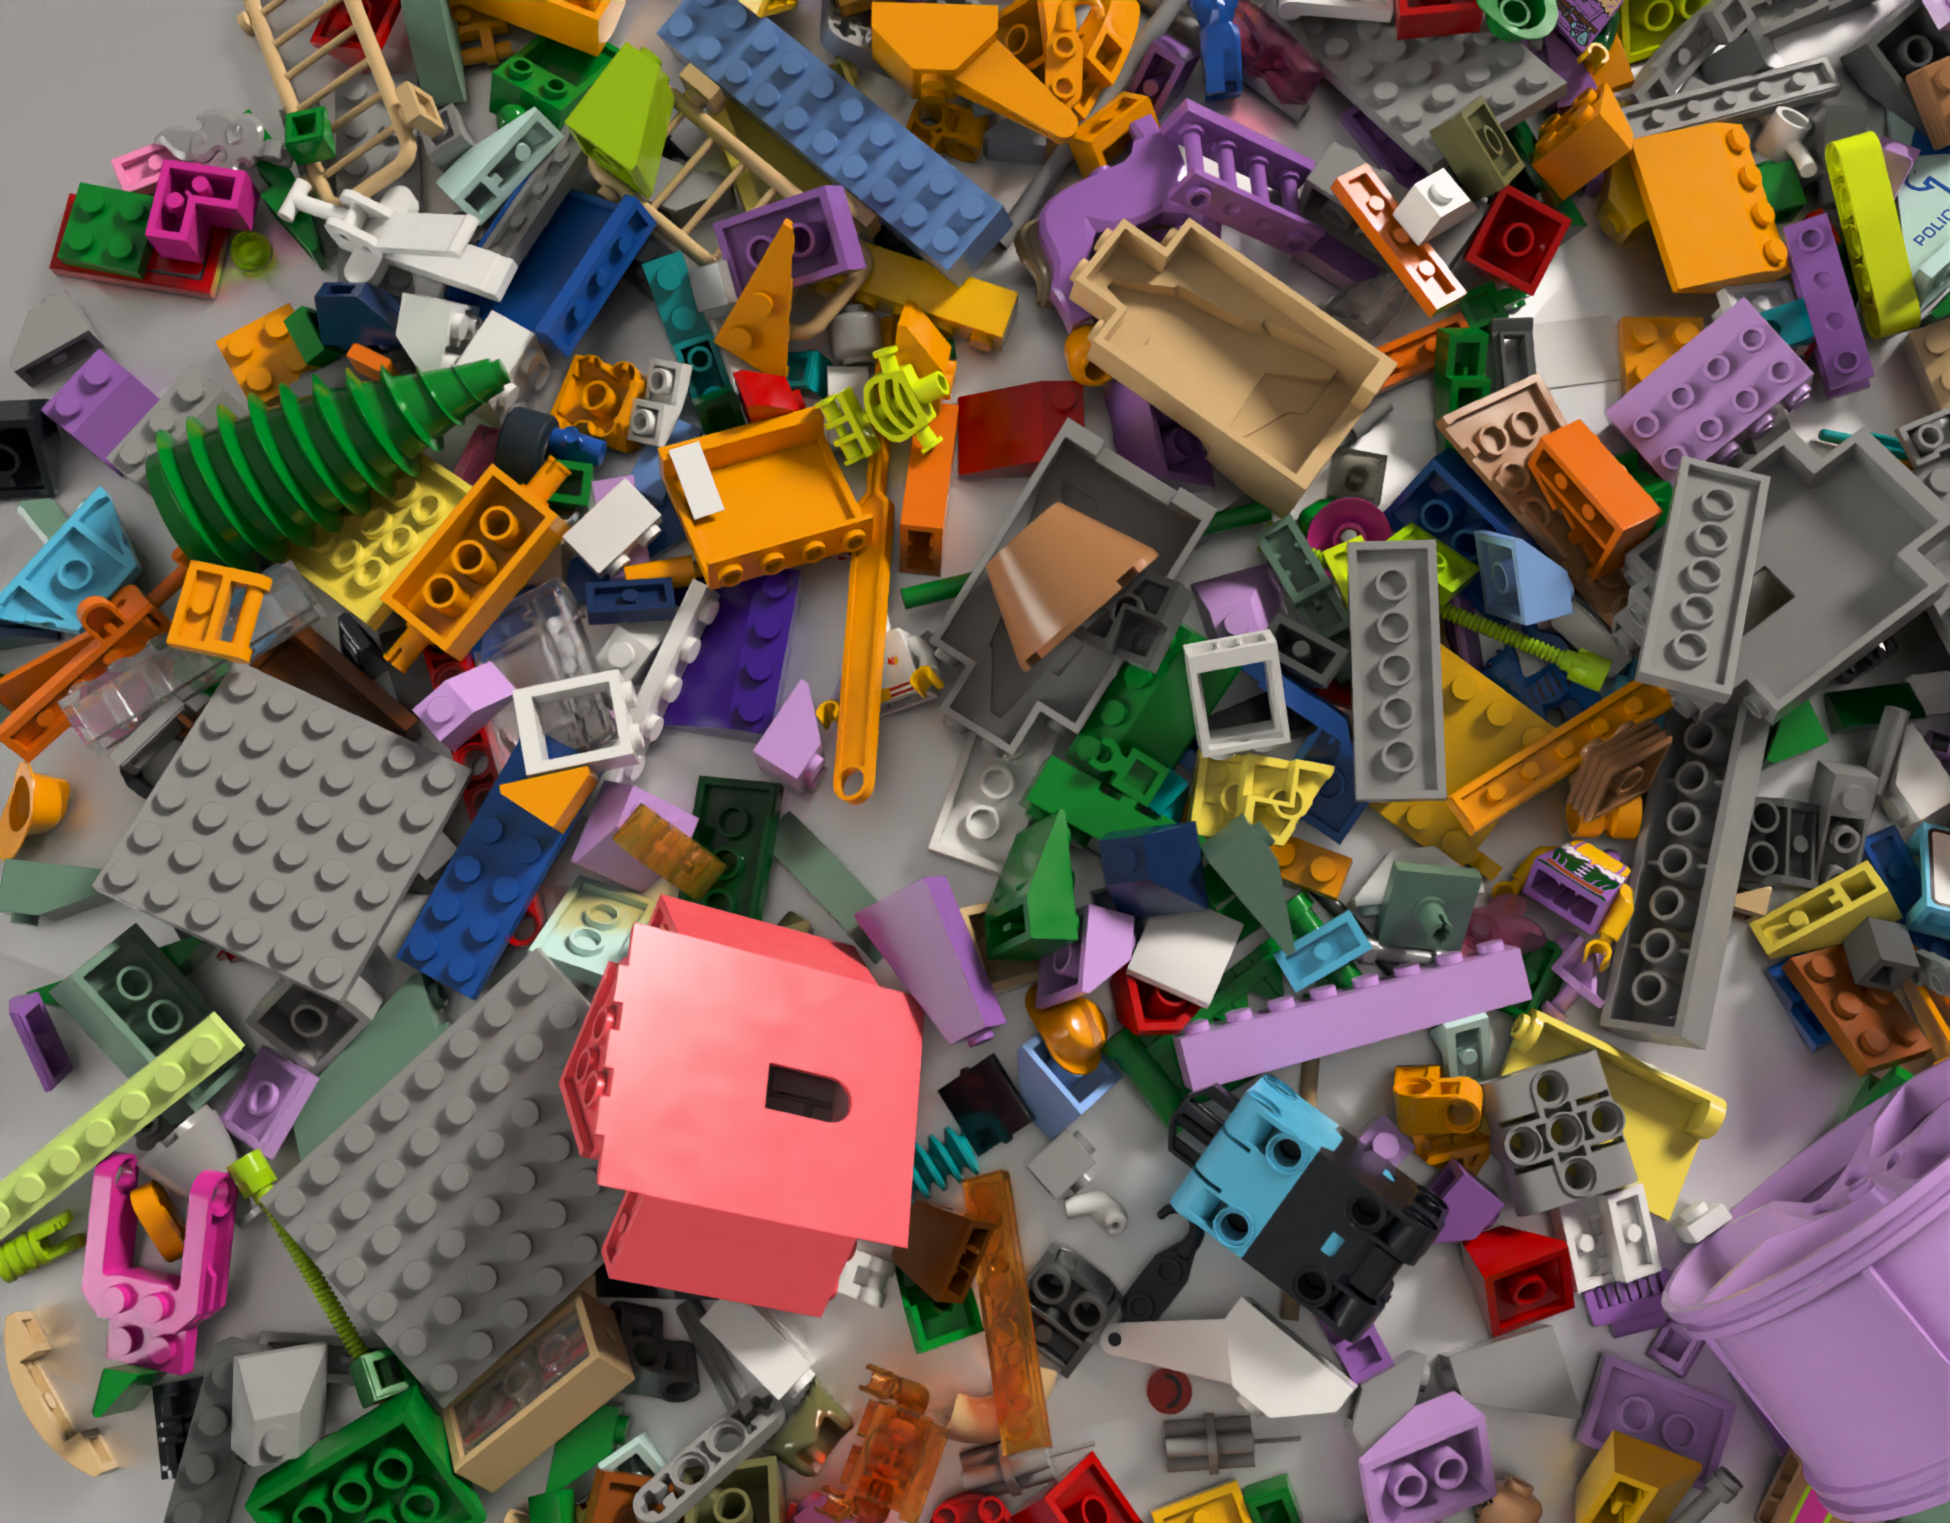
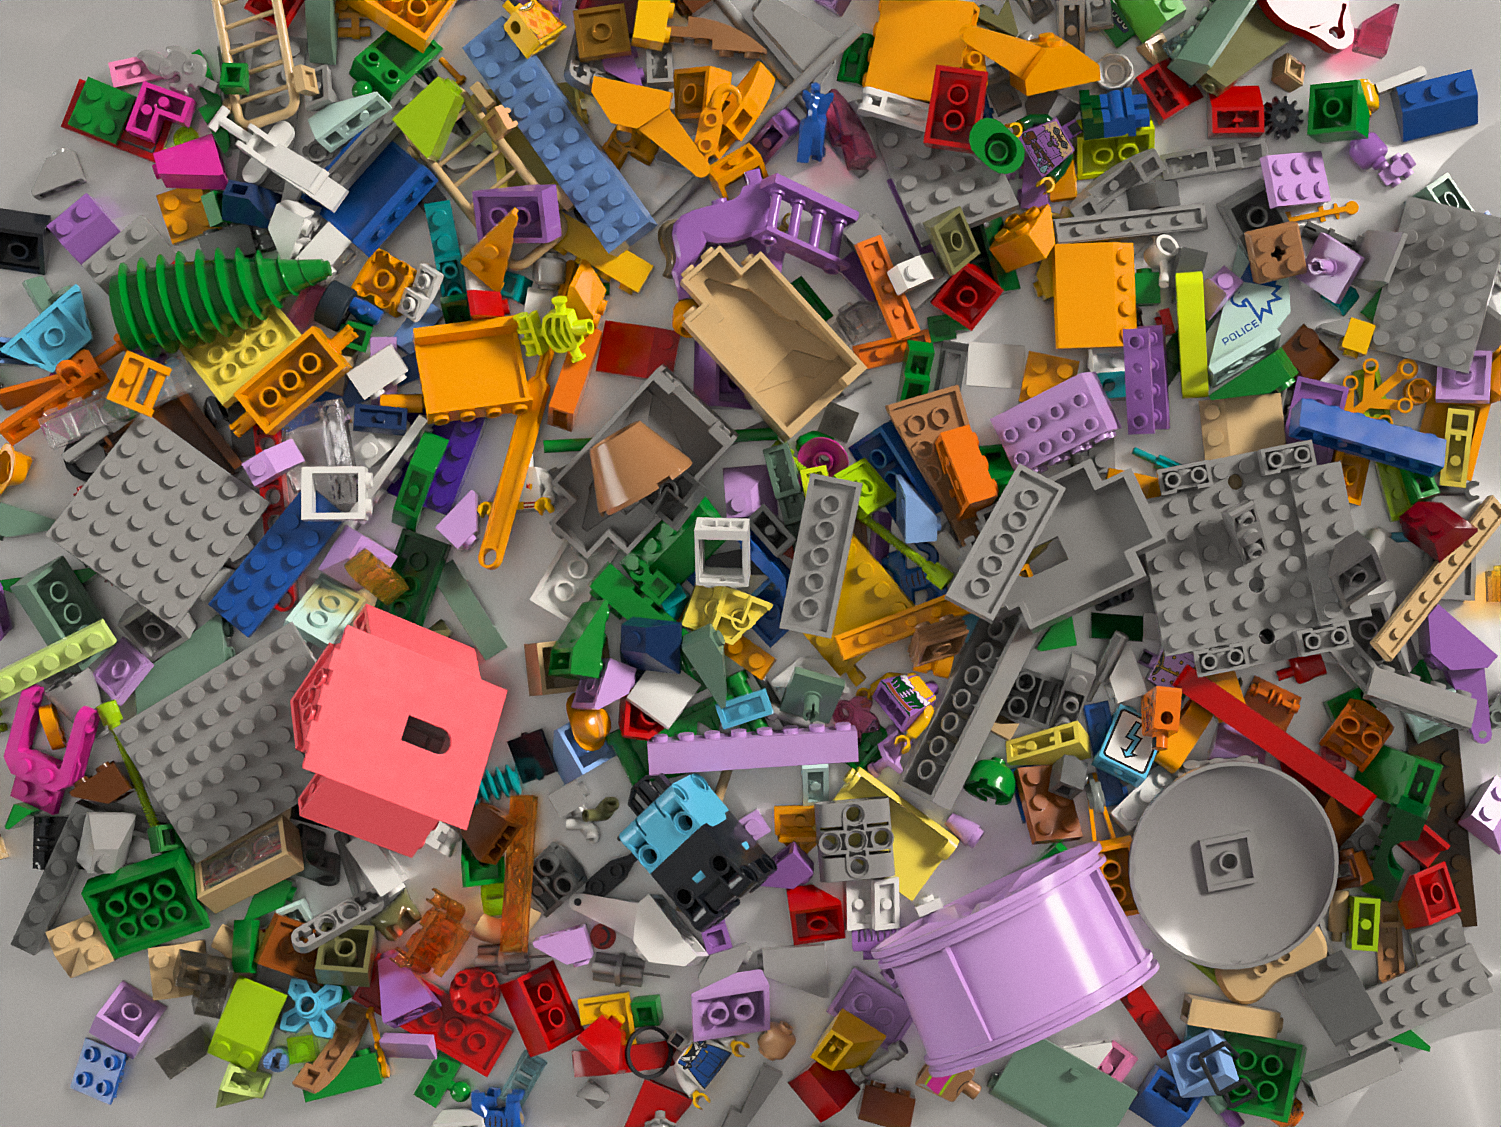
camera: 10 degrees right, 10 degrees up
(261, 282) = (192, 165): none -> dark pink slope
(267, 1303) = (107, 786): none -> reddish brown slope
(369, 362) = (251, 239): orange tile -> none
(553, 796) = (313, 533): light orange slope -> none
(696, 480) = (432, 353): white sticker -> none
(709, 690) = (417, 481): none -> green slope
(712, 286) = (465, 228): light grey tile -> none
(735, 116) = (499, 122): none -> light nougat tile
(935, 958) = (517, 669): medium lavender slope -> none
(969, 1364) = (492, 898): none -> clear neon green slope
(1117, 1418) = (567, 945): none -> lavender slope
(1122, 1174) = (602, 812): none -> olive arm
(1427, 1100) = (786, 808): light orange piece -> none
(1726, 1081) = (964, 829): none -> lavender cone
(1754, 991) = (992, 780): none -> green cylinder

